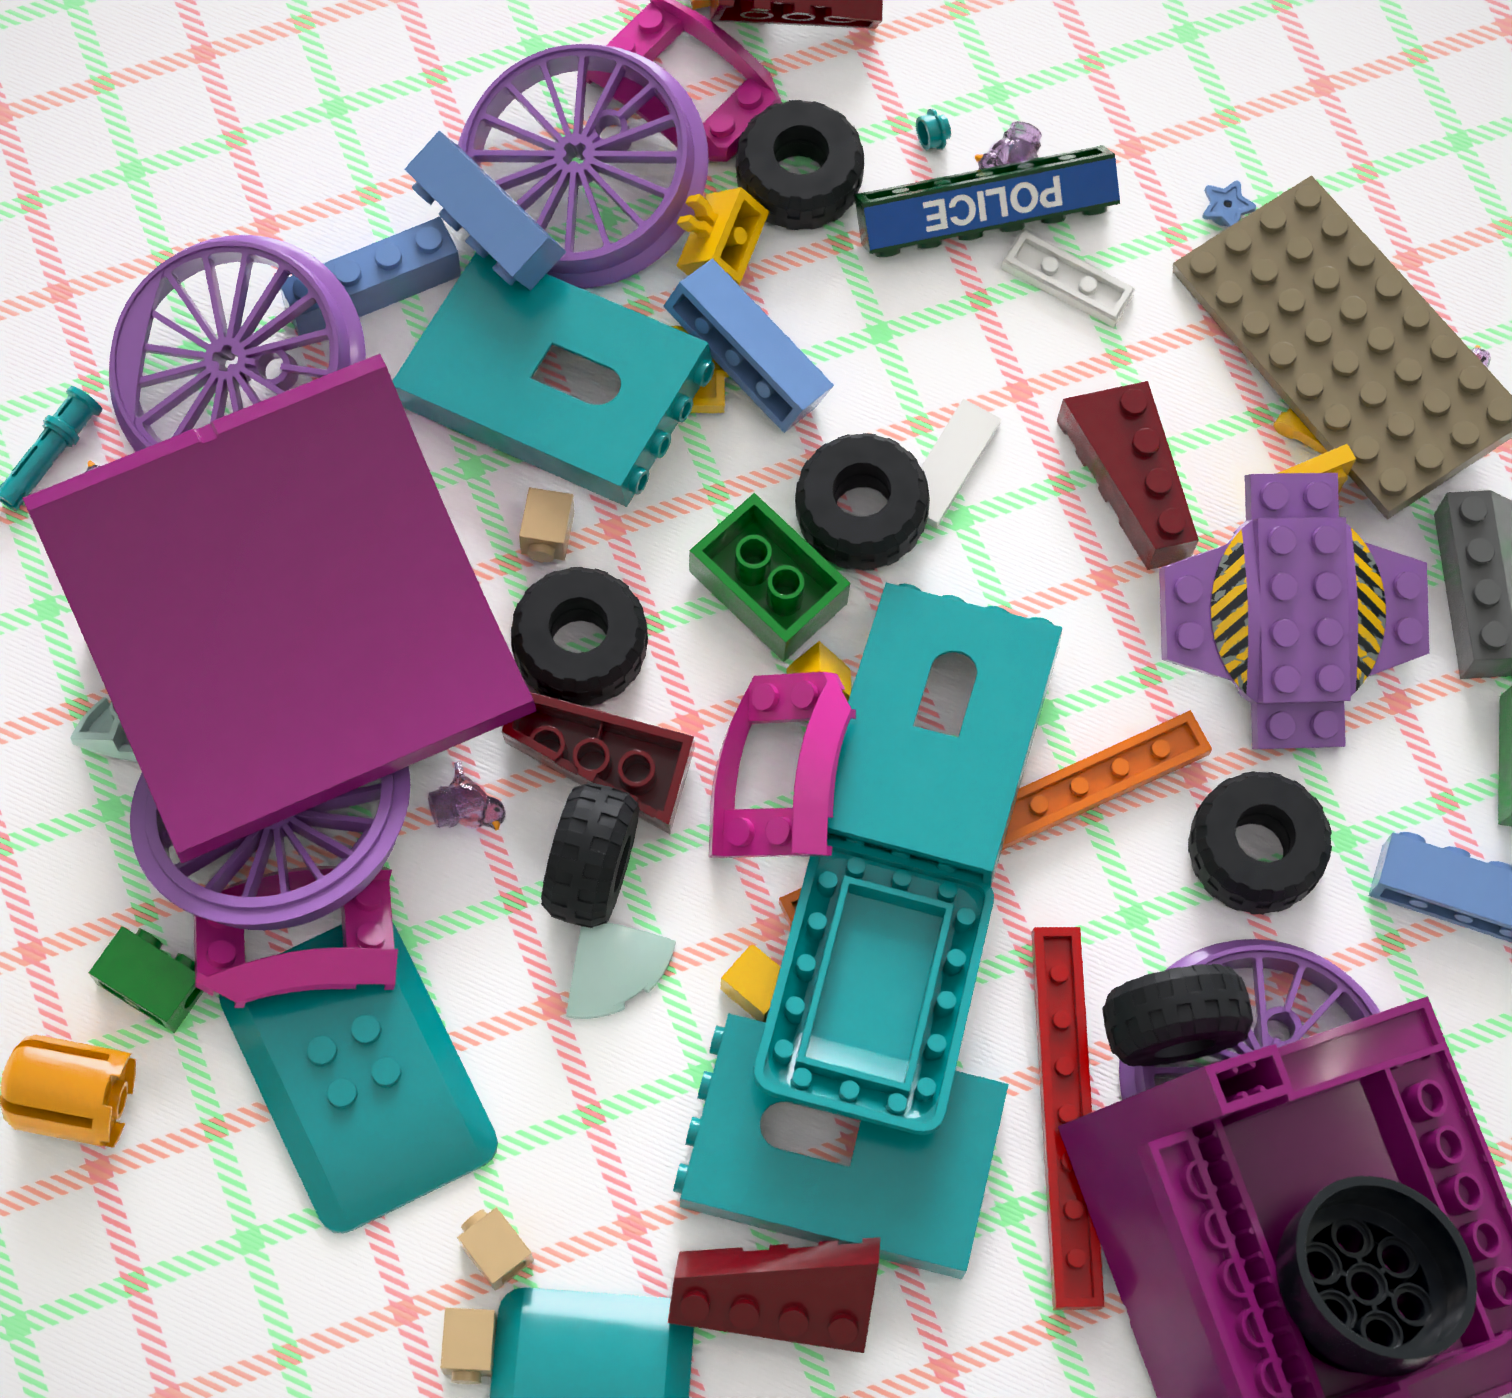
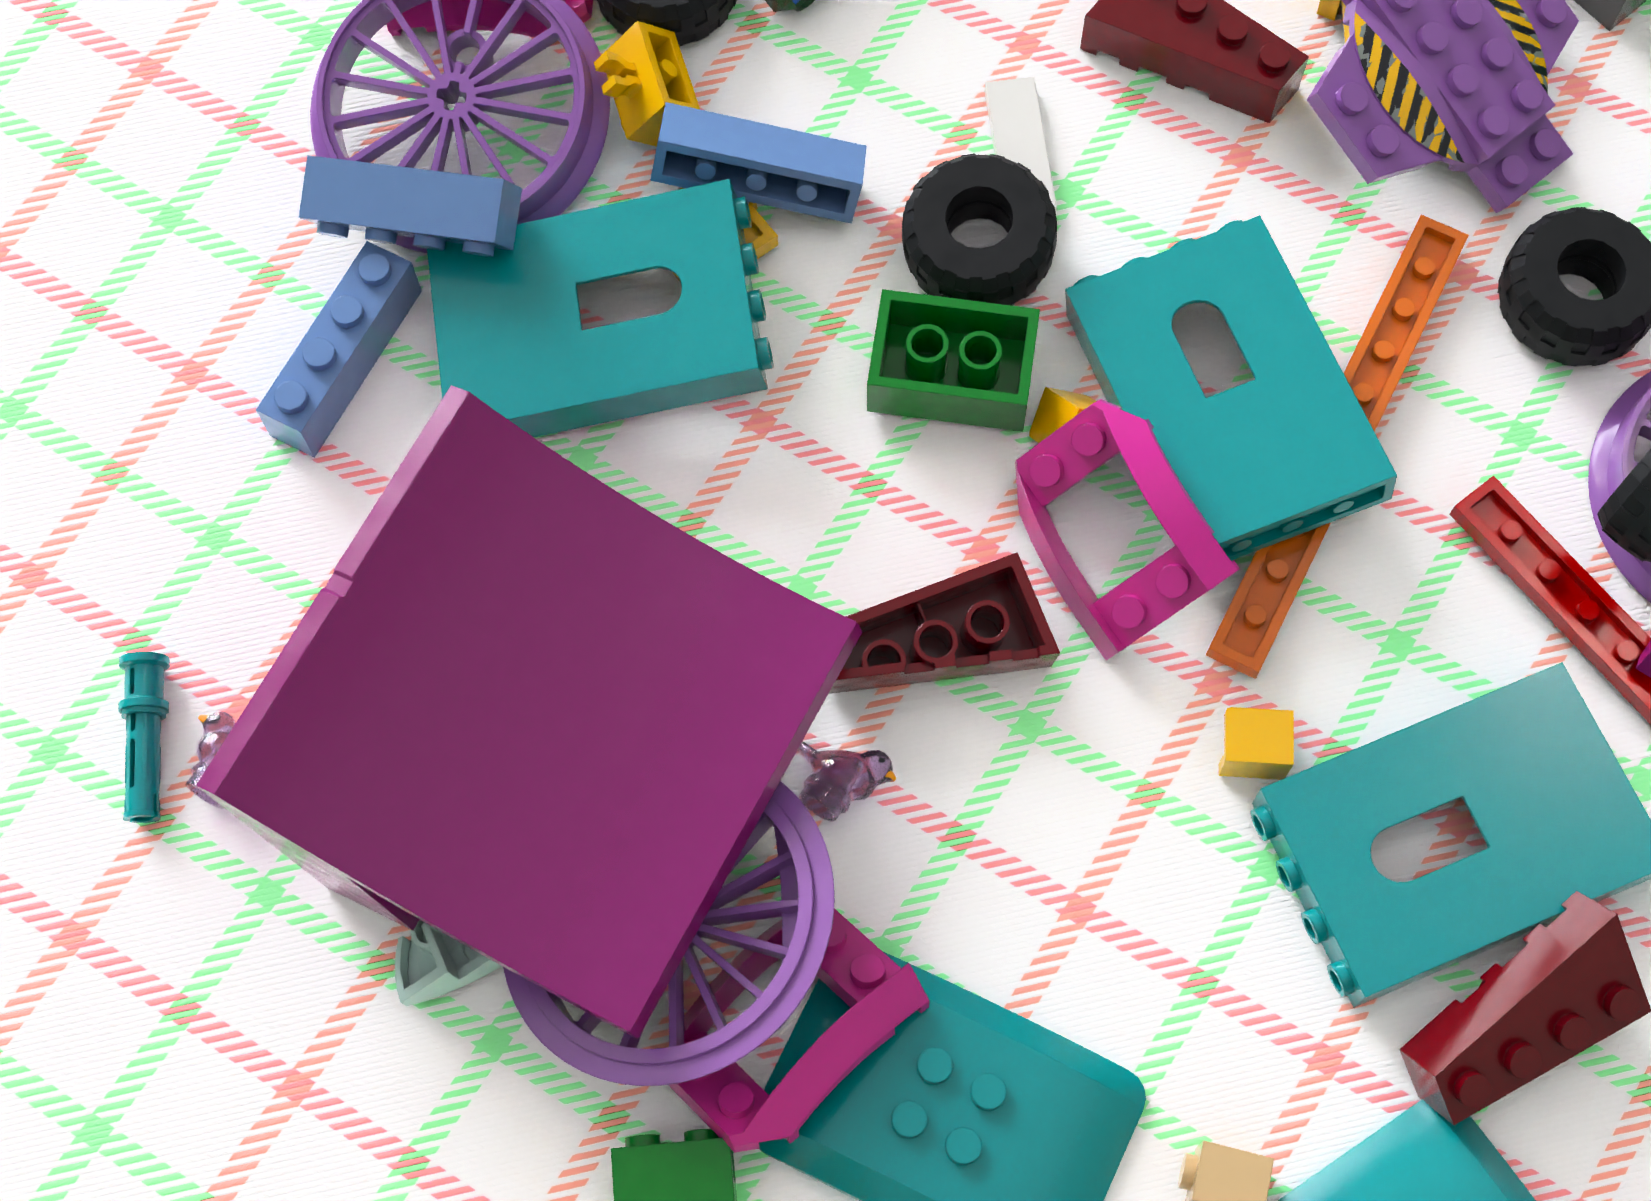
camera: 30 degrees left, 0 degrees up
(136, 319) = (141, 548): medium lavender piece -> none
(546, 525) = (701, 460): tan brick -> none
(573, 597) = (834, 495): black tyre -> none
(590, 855) = (1014, 735): black tyre -> none
(614, 967) = (1108, 829): light aqua brick -> none
(875, 988) = (1381, 665): teal wedge -> none

